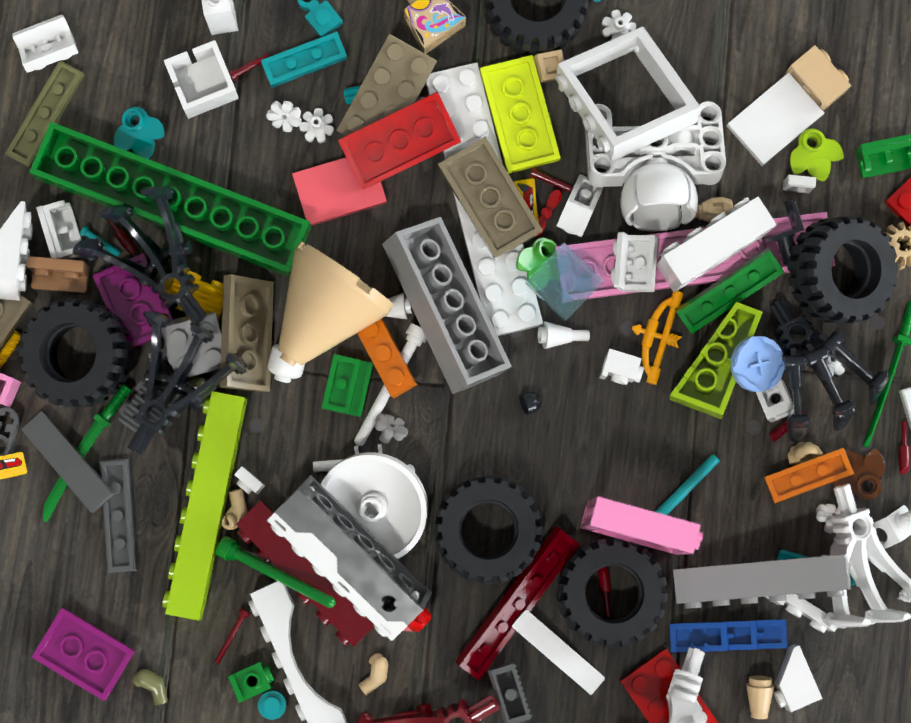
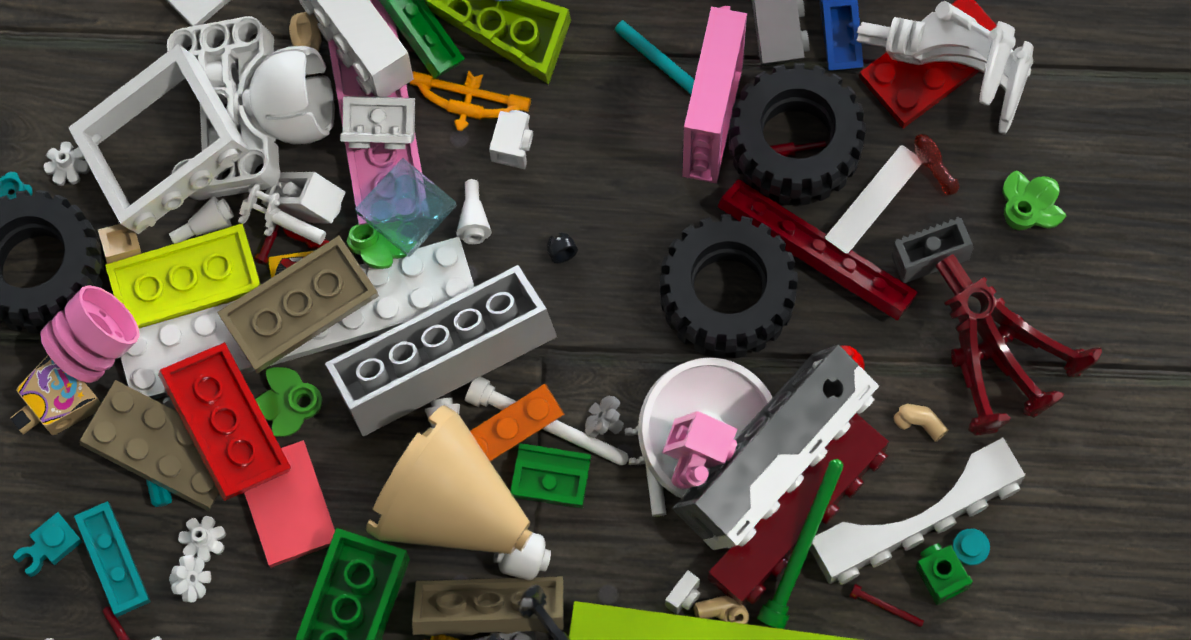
camera: 80 degrees left, 10 degrees down
(349, 496) = (698, 445): none -> bright pink brick
(418, 186) = (282, 401): none -> bright green plate
(472, 41) = (89, 334): none -> bright pink wheel
(563, 182) = (275, 216): none -> white piece
(568, 135) = (210, 217): none -> white cone
(590, 701) = (931, 157): none -> clear red piece

